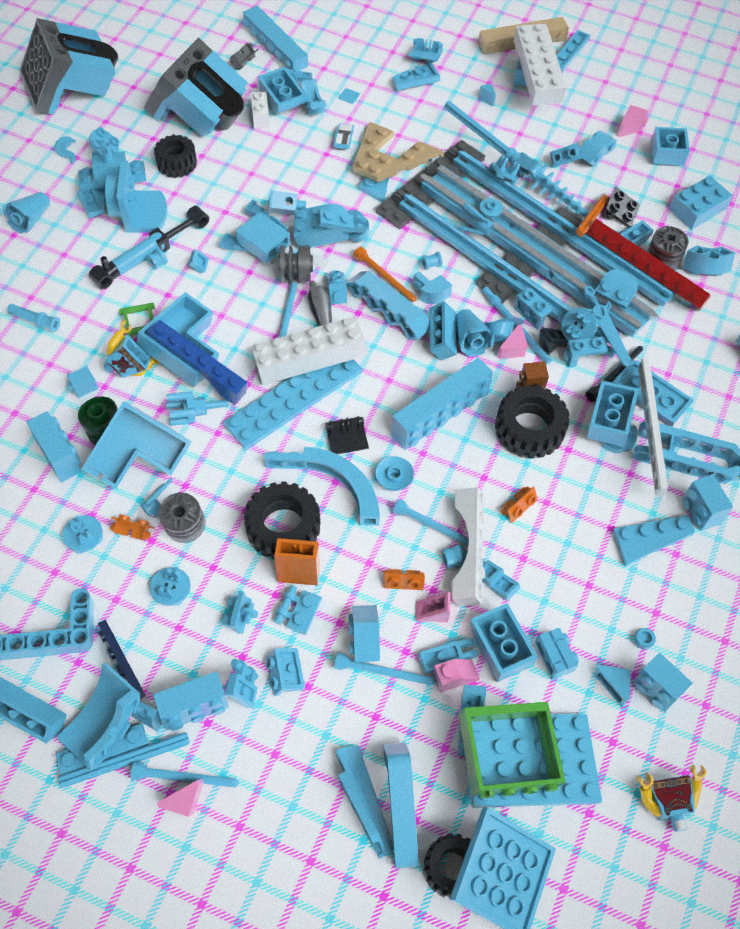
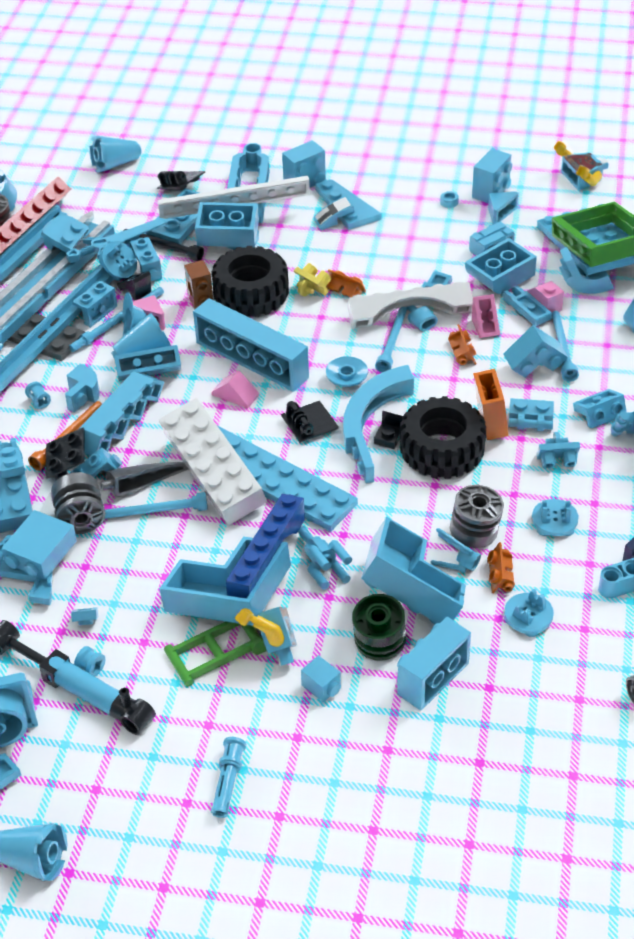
camera: 100 degrees left, 15 degrees down
(322, 492) = (389, 431): none -> black slope
(355, 264) = (65, 454): none -> black hinge
(398, 390) = (236, 390): none -> bright pink slope
(526, 473) = (308, 281): none -> light yellow hips
(632, 518) = (328, 215): none -> slope
(709, 399) = (177, 179): none -> black hinge

